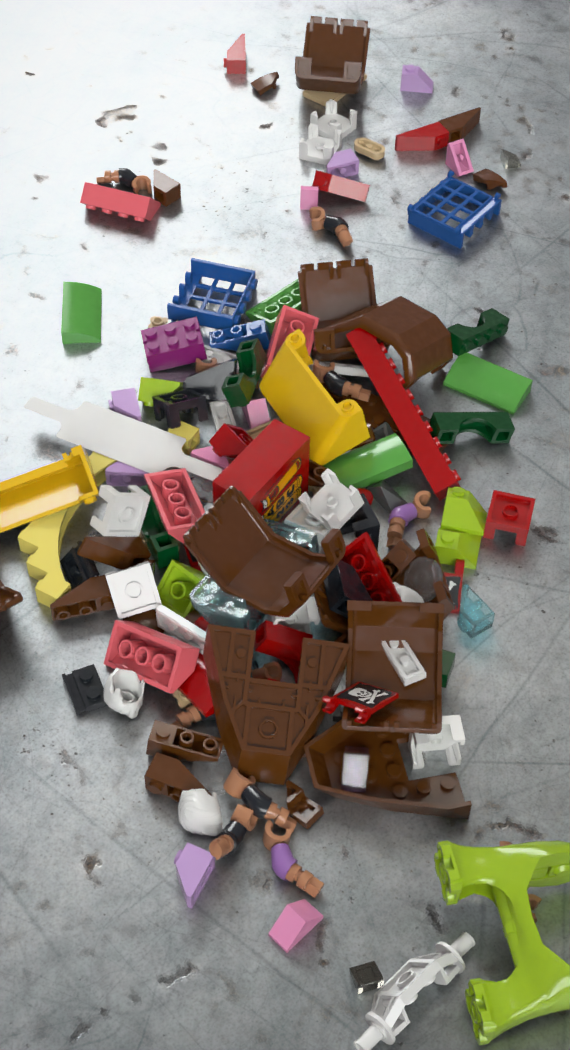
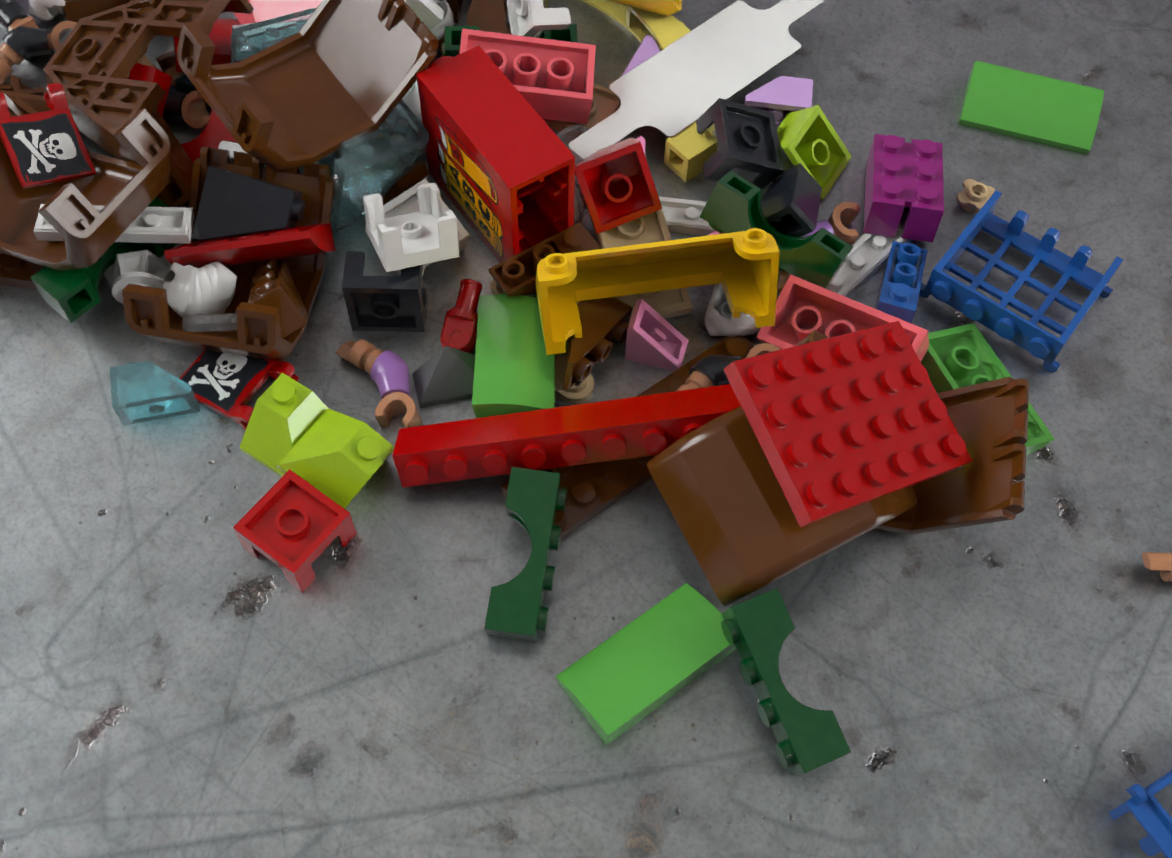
camera: 110 degrees right, 10 degrees up
(364, 303) = (847, 419): none -> red plate

